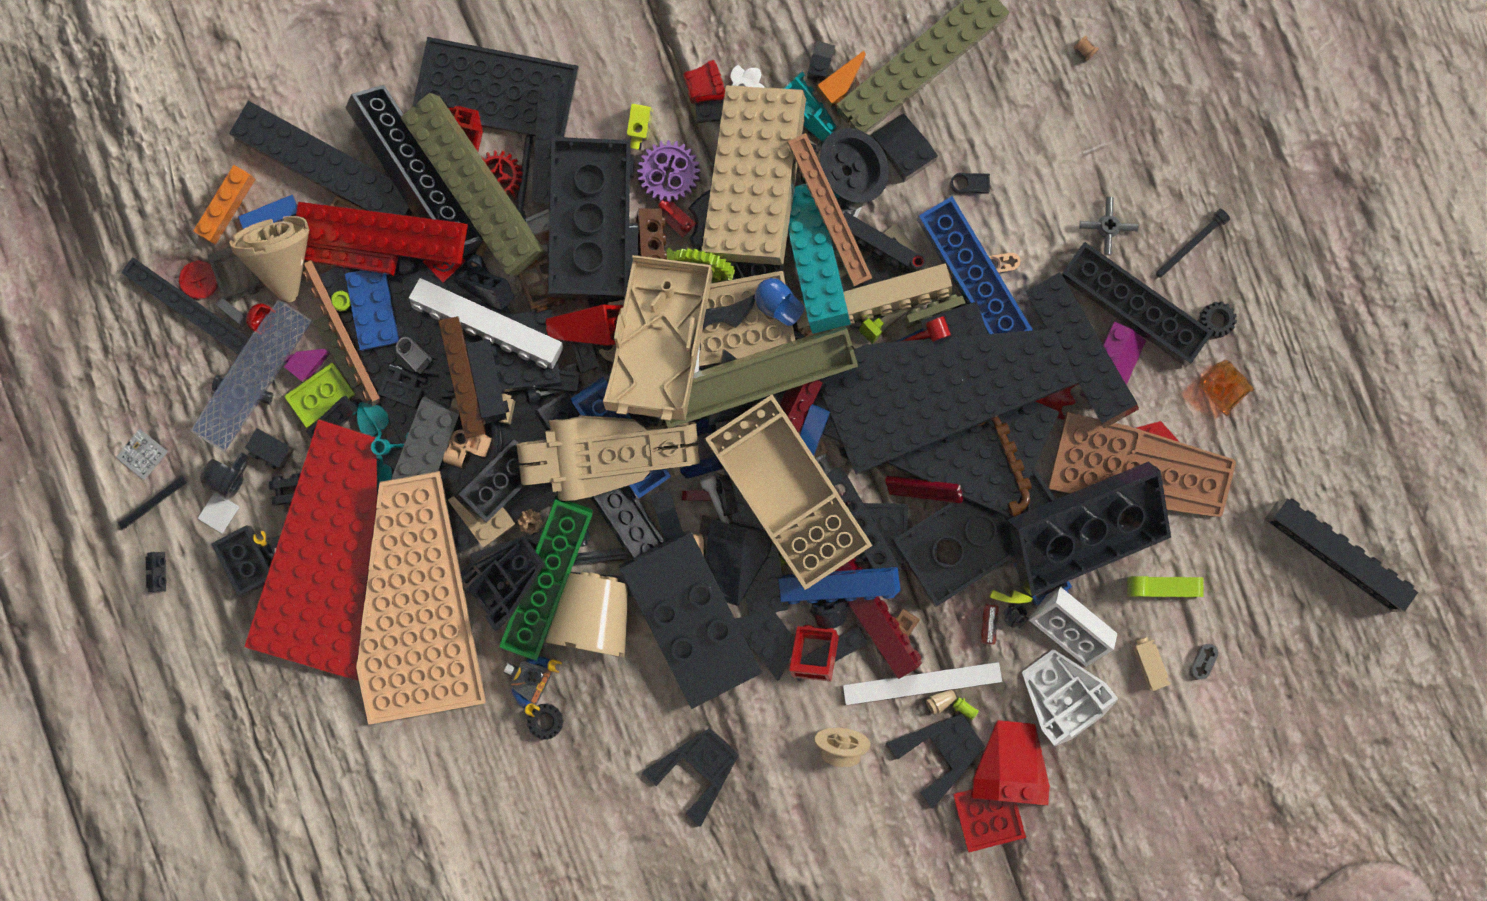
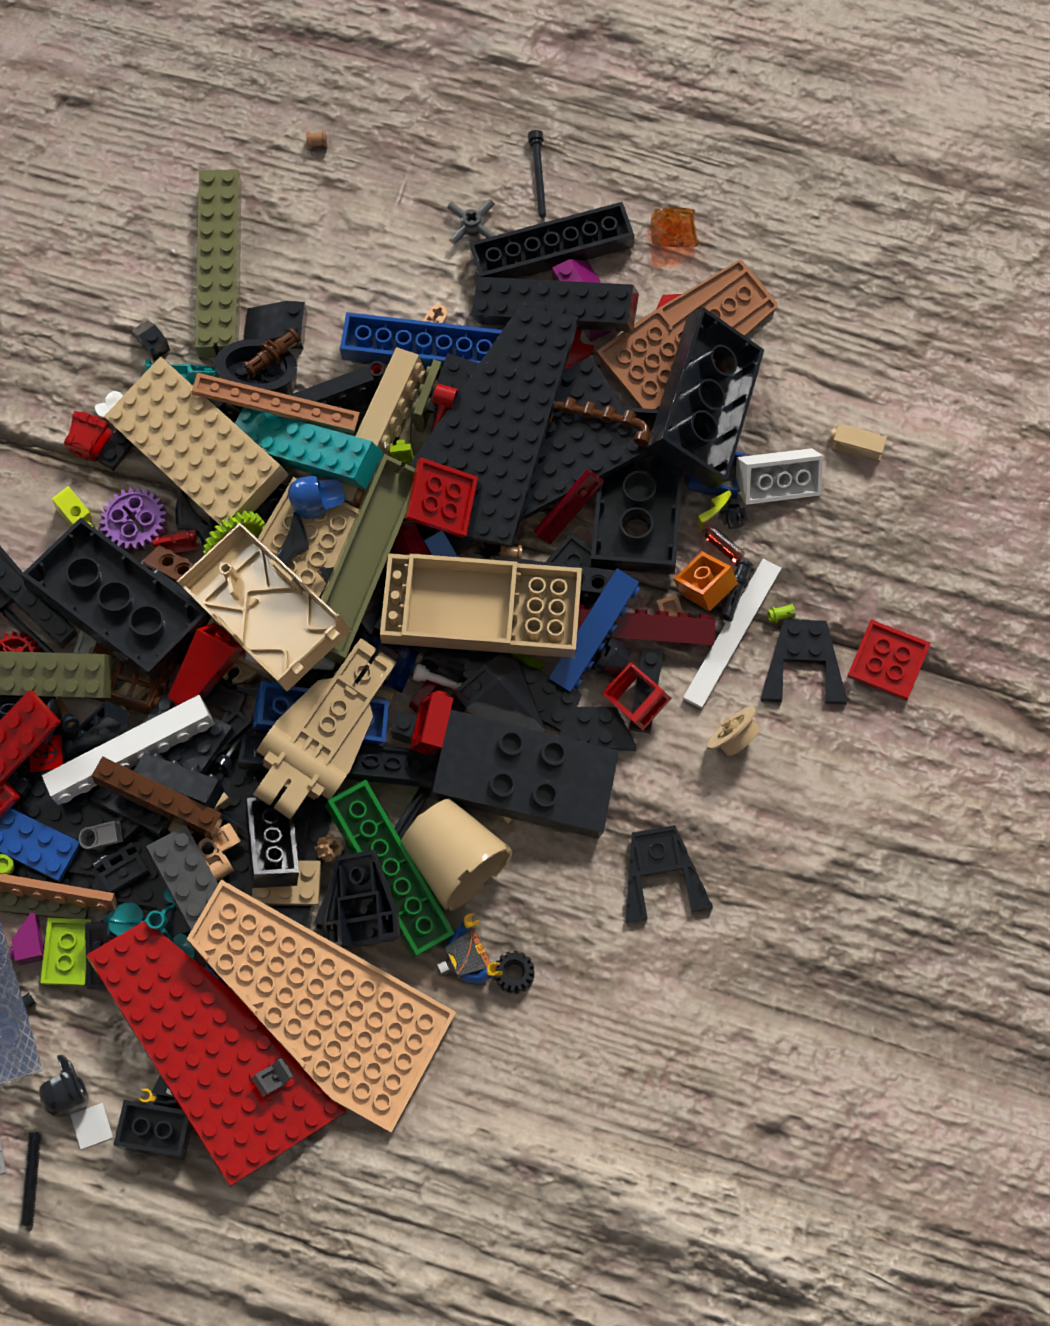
camera: 45 degrees left, 15 degrees down
(157, 564) = (104, 1228): black hinge -> none
(268, 448) = (74, 1033): black brick -> none
(278, 484) = (113, 1047): black brick -> none
(336, 616) = (272, 1078): none -> dark grey bracket
(527, 674) = (460, 941): black bush -> none
(674, 523) = (431, 723): none -> red window
(839, 83) = (180, 338): orange slope -> none
(849, 395) = (441, 497): none -> red plate
(858, 478) = (515, 552): none -> medium nougat bush
(874, 168) = (271, 352): none -> reddish brown piece
(940, 701) = (759, 629): tan cone -> none
(944, 635) = (705, 581): none -> orange brick
(965, 659) = (742, 579): none -> black pin
(975, 183) = (351, 294): black piece -> none
(1012, 766) = (860, 610): red wedge -> none
(1066, 696) = (834, 524): white wedge -> none
(1165, 586) = (790, 399): lime beam -> none
(1199, 660) = (884, 403): dark grey beam -> none
(1226, 311) = (615, 187): black tyre -> none
(1341, 555) = (881, 237): black brick -> none

